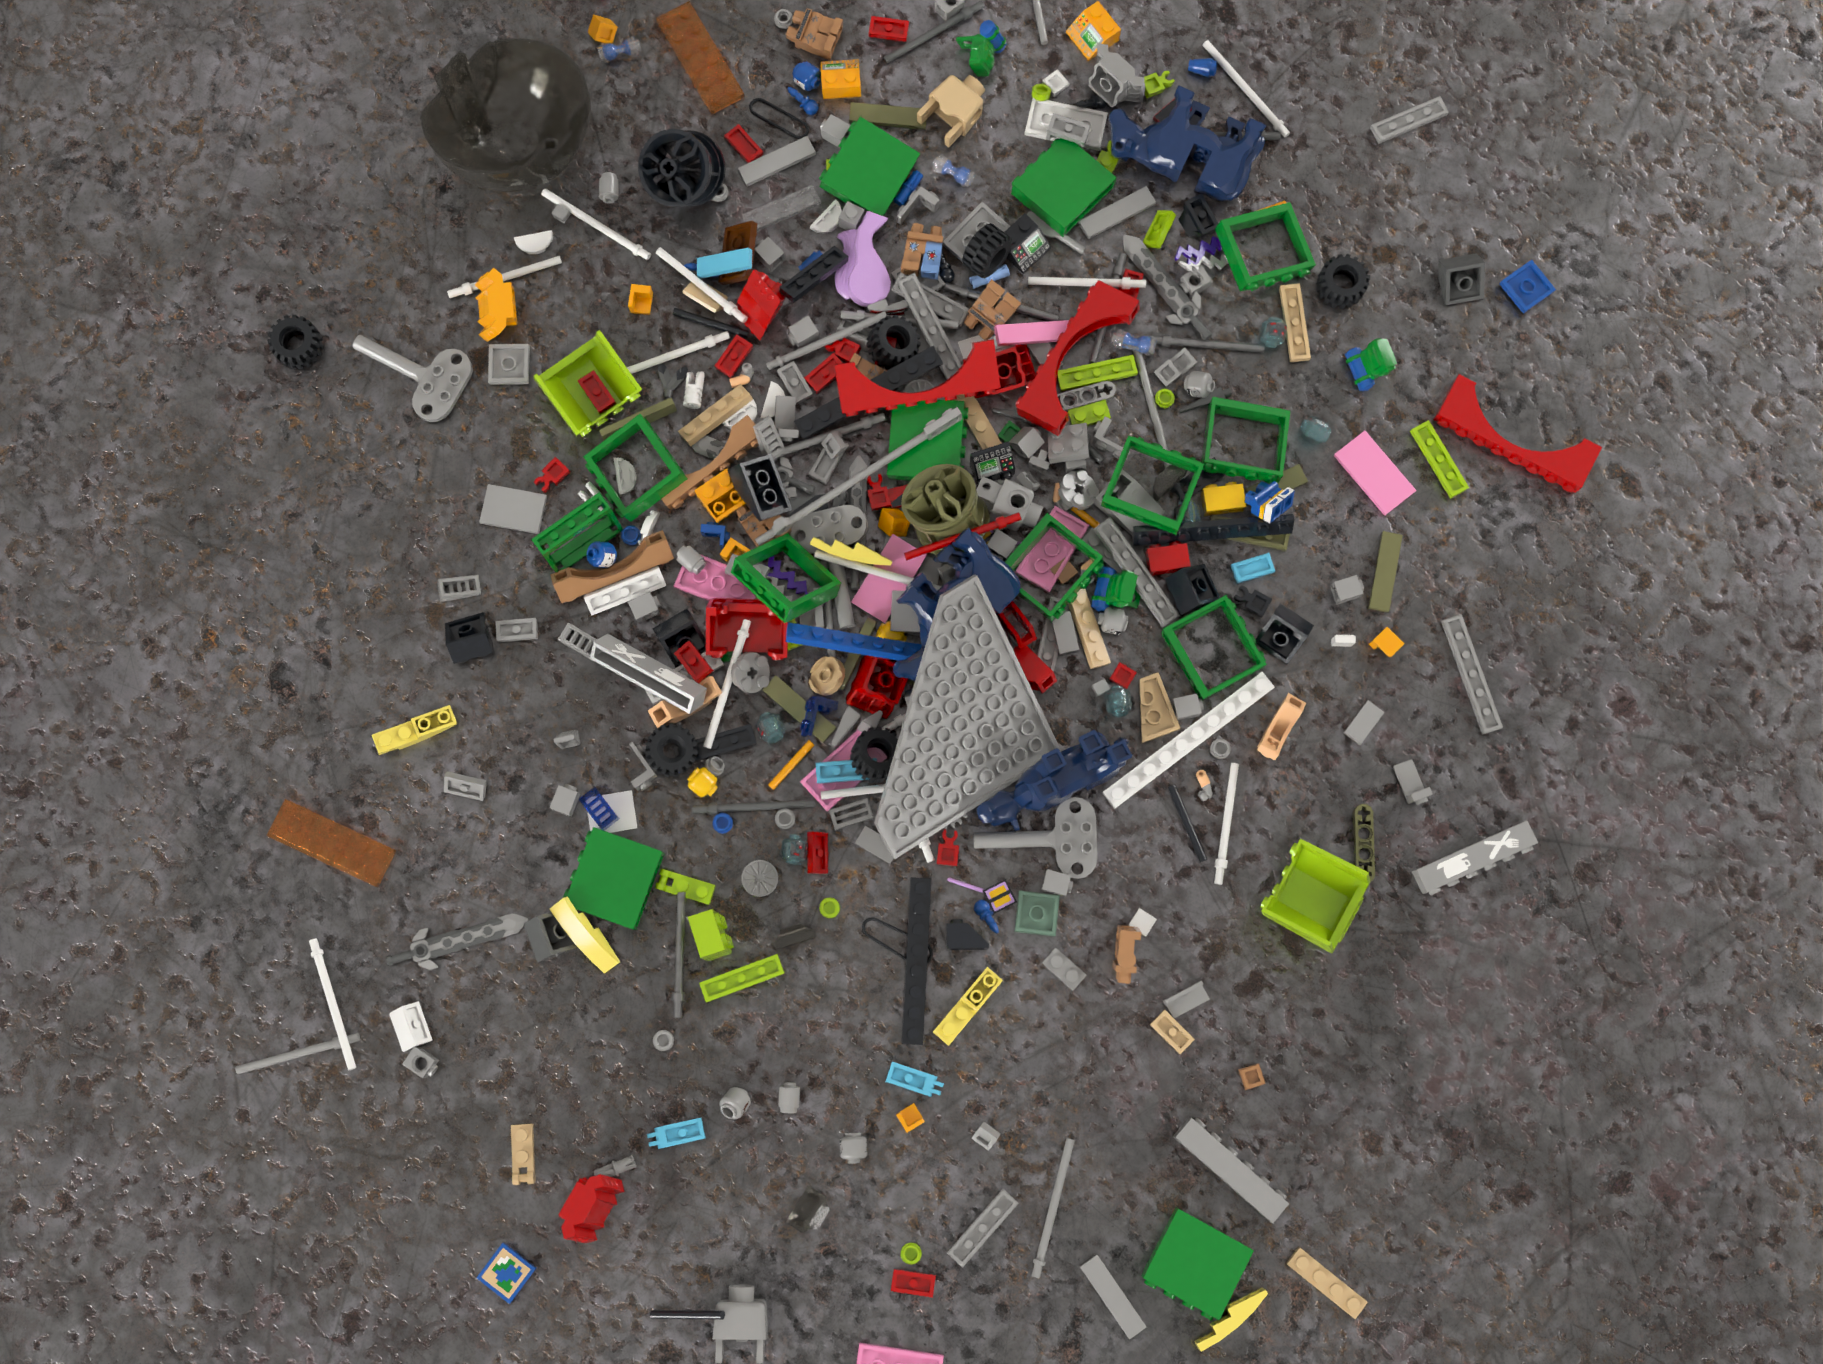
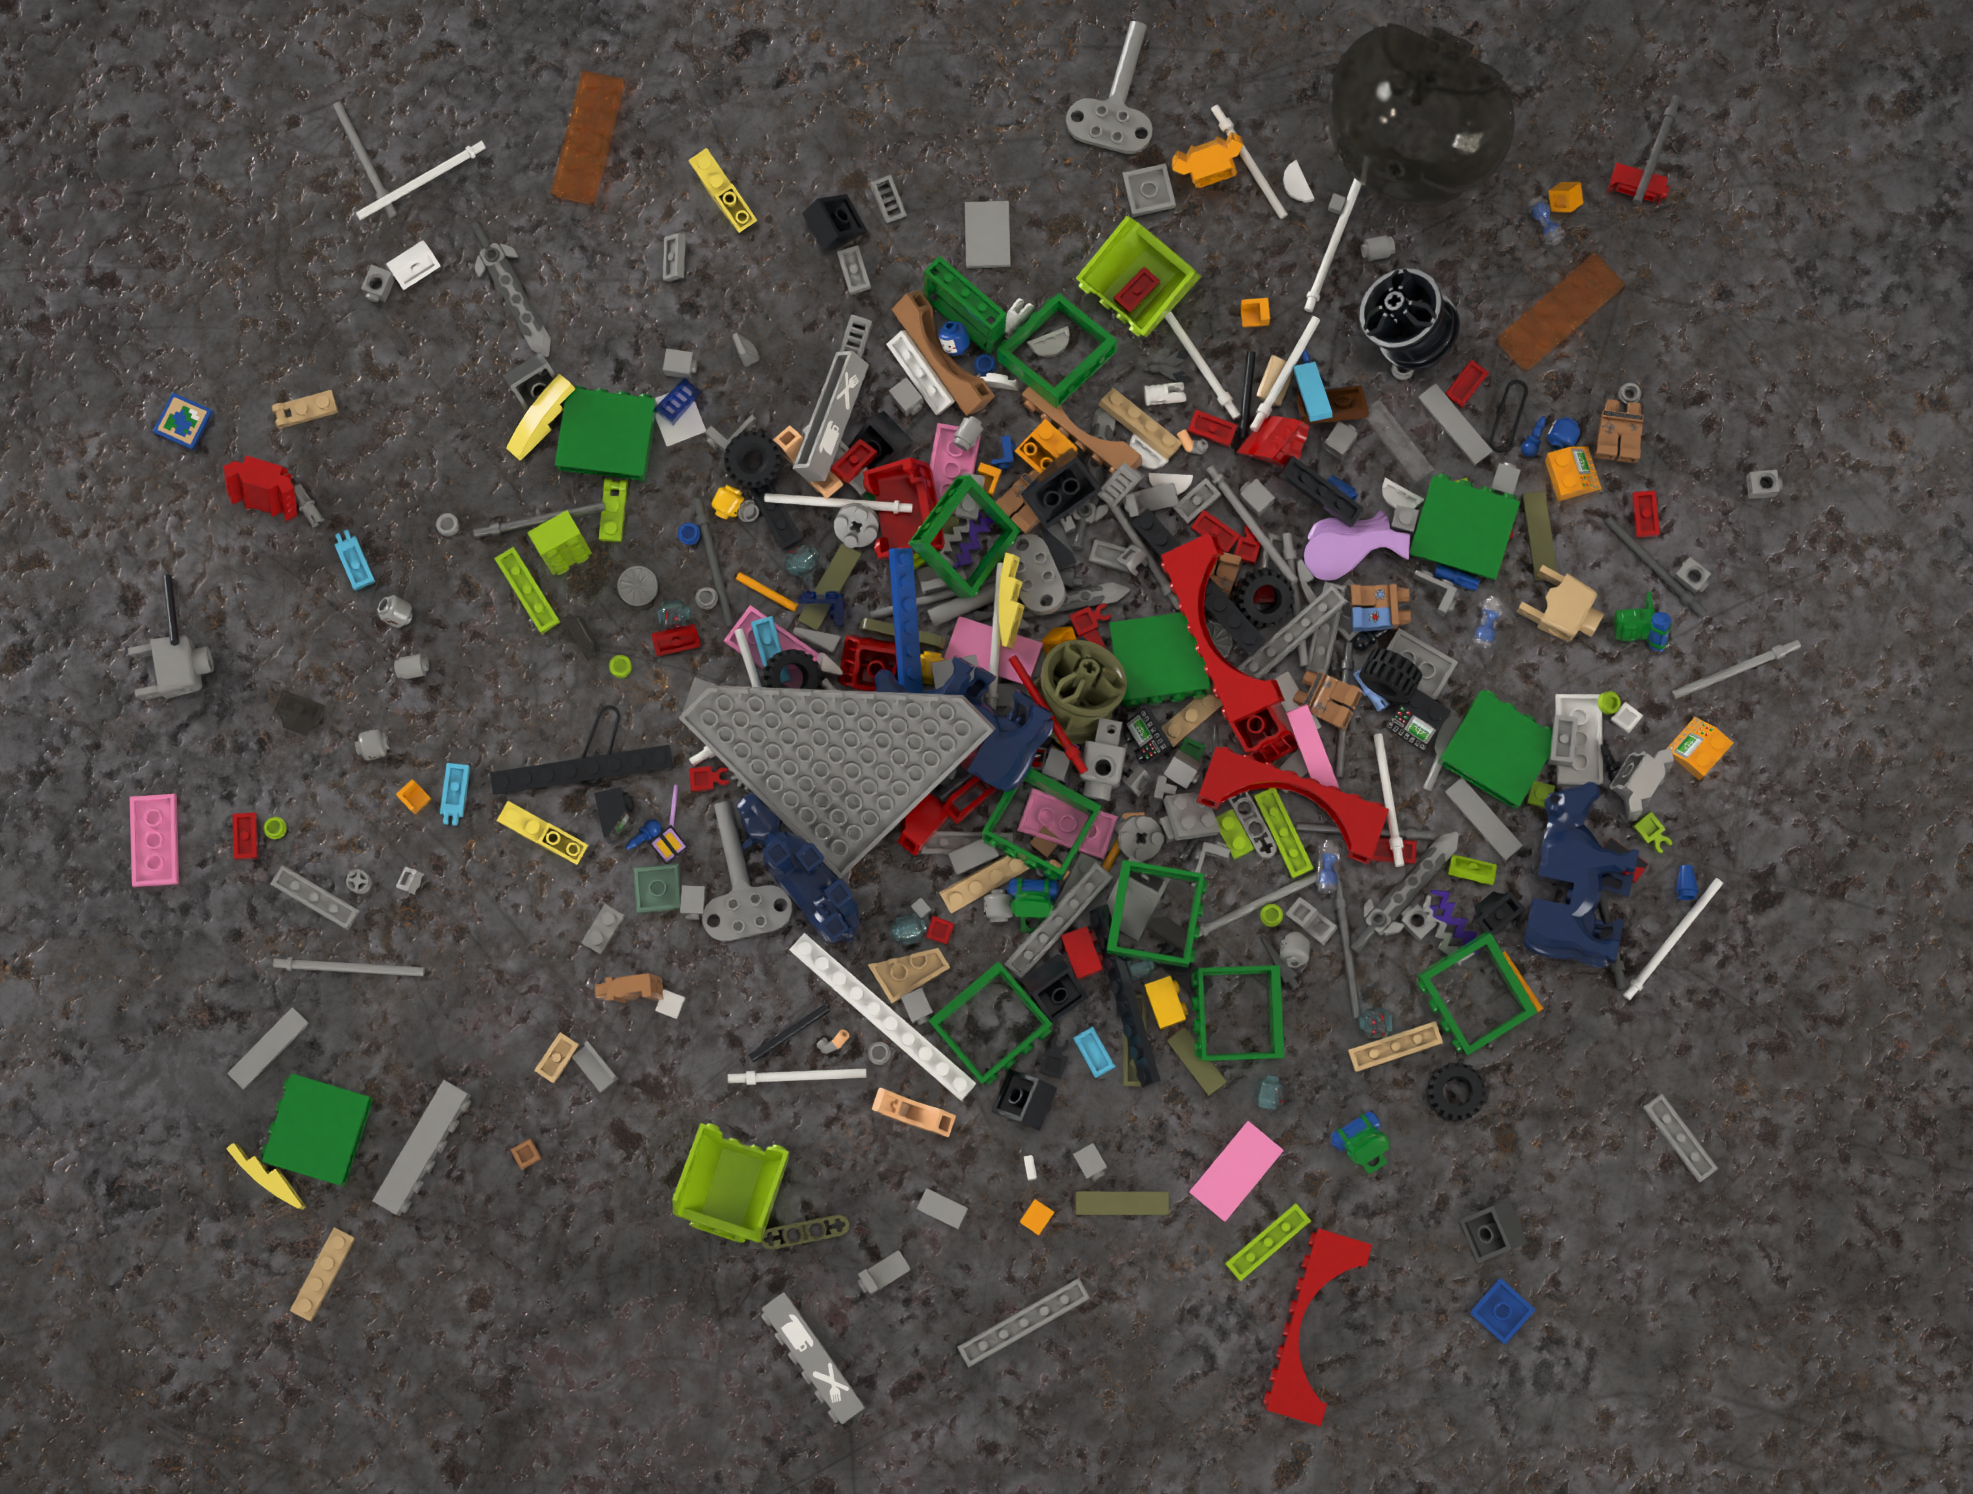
camera: 85 degrees right, 0 degrees up
(554, 472) = (1036, 267): red plate -> none
(651, 414) = (1123, 351): olive tile -> none
(827, 676) = (870, 607): tan tile -> none
(834, 819) = (743, 680): light grey tile -> none
(931, 430) = (1166, 658): light grey bar -> none
(979, 1185) = (354, 880): none -> light grey wheel
(1269, 500) = (1170, 1052): blue hips -> none

